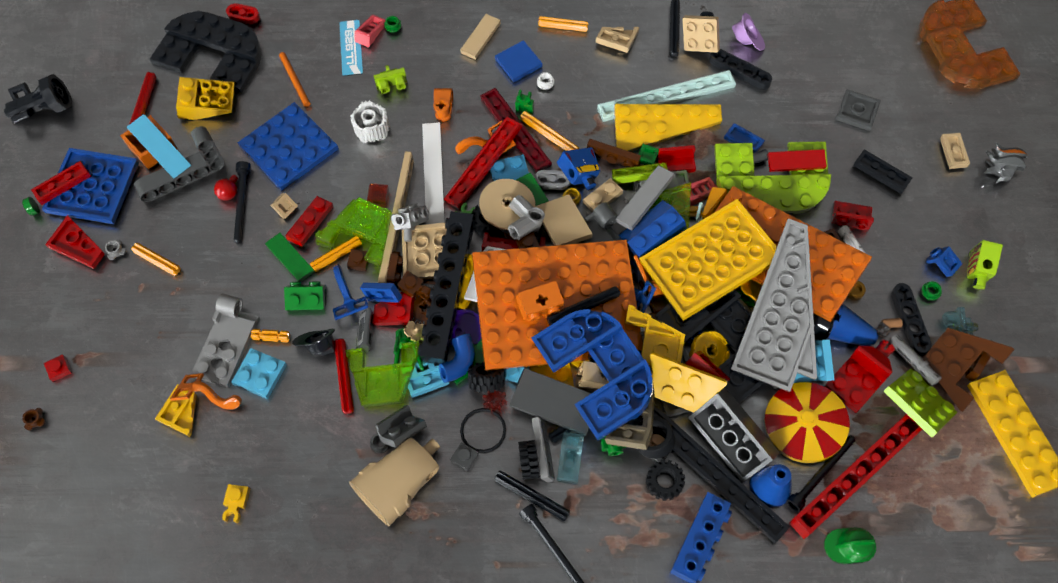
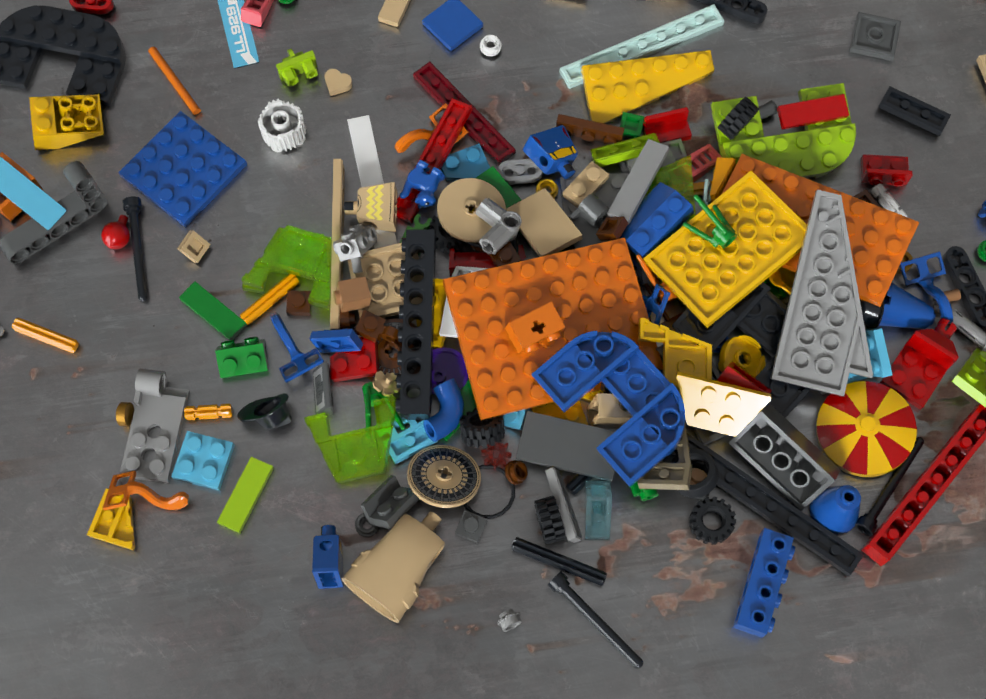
camera: 10 degrees left, 5 degrees up
(204, 327) = (124, 413): none -> pearl gold tile
(235, 498) = (204, 616): yellow plate -> none
(287, 405) = (245, 495): none -> lime tile
(309, 221) = (229, 262): red plate -> none
(342, 465) = (328, 558): none -> blue torso
(343, 376) = (308, 450): red axle -> none
(378, 193) = (308, 216): clear red plate -> none
(399, 257) = (352, 294): none -> medium nougat brick
(420, 95) = (337, 82): none -> tan tile
(432, 192) = (375, 206): none -> tan torso
(443, 103) = (368, 90): orange piece -> none
(455, 424) = (453, 491): none -> piece
(473, 178) = (423, 182): none -> blue animal
(482, 538) = (509, 620): none -> light grey plate
(508, 417) = (516, 472): none -> reddish brown plate
(524, 103) = (470, 78): green plate -> none
(548, 132) = (505, 111): light orange axle -> none
(588, 303) = (588, 325): black axle -> none
(617, 231) = (612, 228): none -> reddish brown plate
(706, 245) = (723, 232): none -> green plant
(733, 157) = (738, 118): none -> black tyre
(737, 134) = (740, 87): blue tile -> none
(850, 545) = (934, 565): green piece -> none
(874, 308) = (926, 280): none -> blue piece

